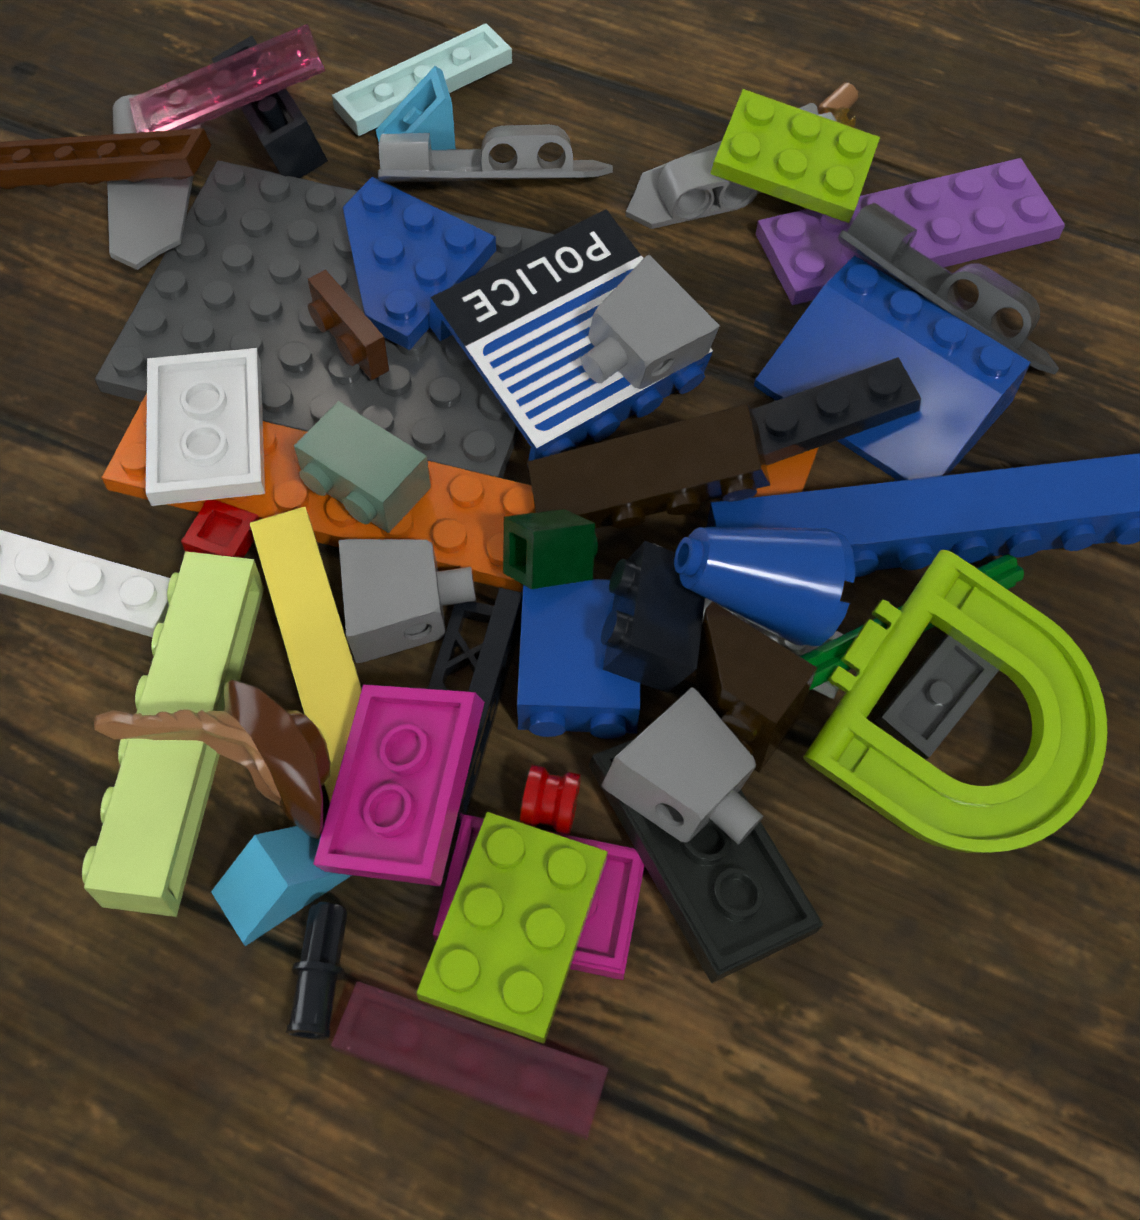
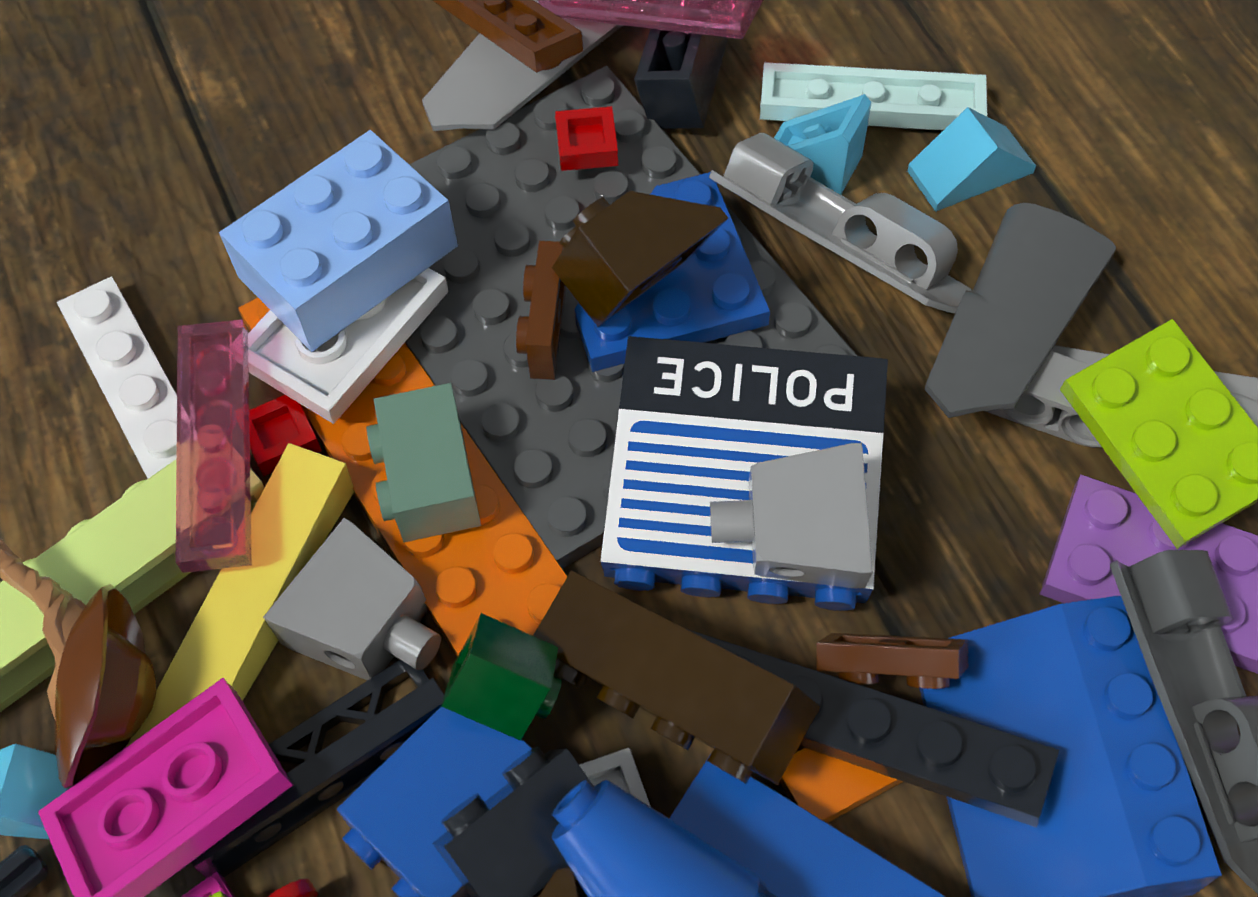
camera: 45 degrees right, 0 degrees up
(163, 362) = (340, 239): none -> light blue brick
(202, 552) = (213, 447): none -> clear pink plate
(262, 206) = (586, 138): none -> red plate
(391, 236) = (630, 248): none -> dark brown slope
(520, 84) = (968, 160): none -> medium azure slope
(638, 146) = (1017, 310): none -> dark grey panel
(776, 371) = (862, 657): none -> reddish brown plate

